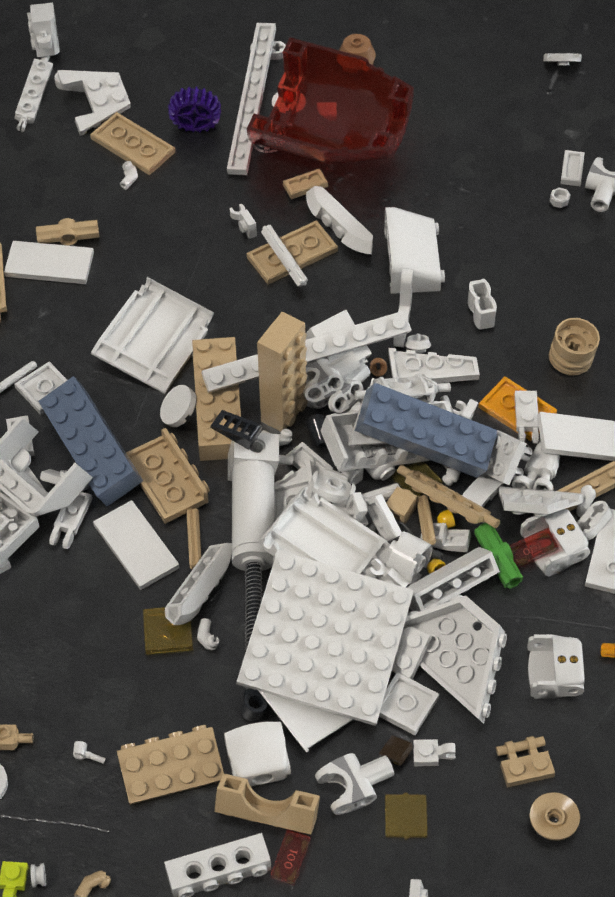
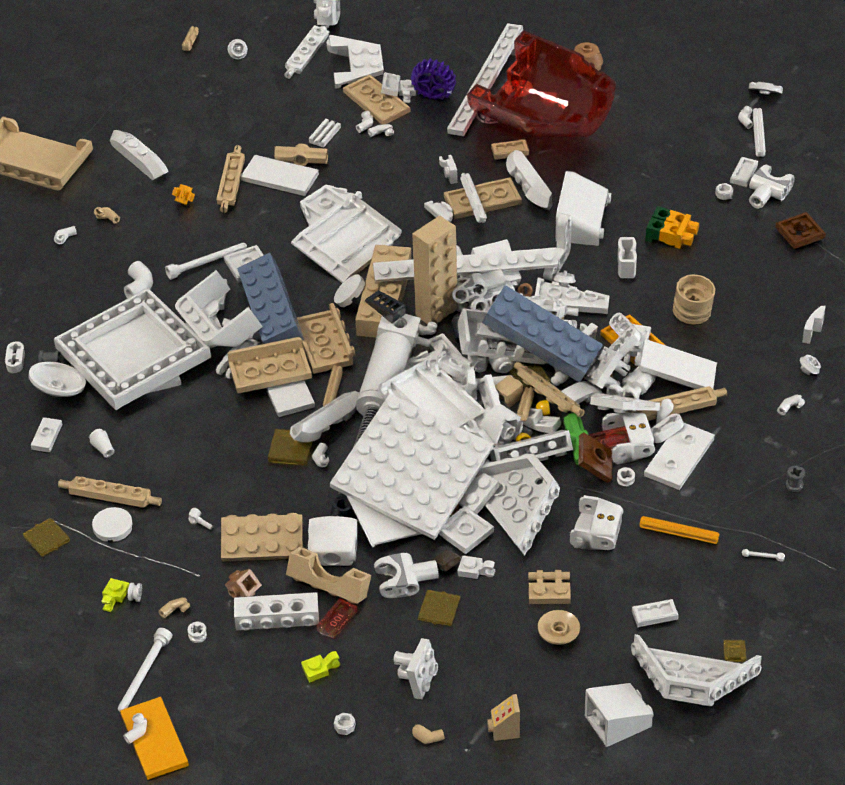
camera: 15 degrees right, 10 degrees down
(89, 185) = (321, 132): none -> white tile
(113, 291) = (323, 201): none -> white wing
(113, 527) = (268, 365): none -> tan bracket
(144, 121) = (390, 84): none -> white tile
(149, 181) = (387, 128): none -> white arm
(164, 125) = (407, 90): none -> white plate
(168, 839) = (242, 584): none -> medium nougat brick
(251, 278) = (439, 209): none -> white plate
(515, 410) = (628, 334): none -> white beam
(517, 255) = (671, 227): none -> light orange hips
(523, 584) = (589, 460): none -> reddish brown piece
(551, 98) = (744, 117): none -> white arm
(561, 588) = (623, 472): none -> white bush
(573, 115) = (759, 132): none -> white axle

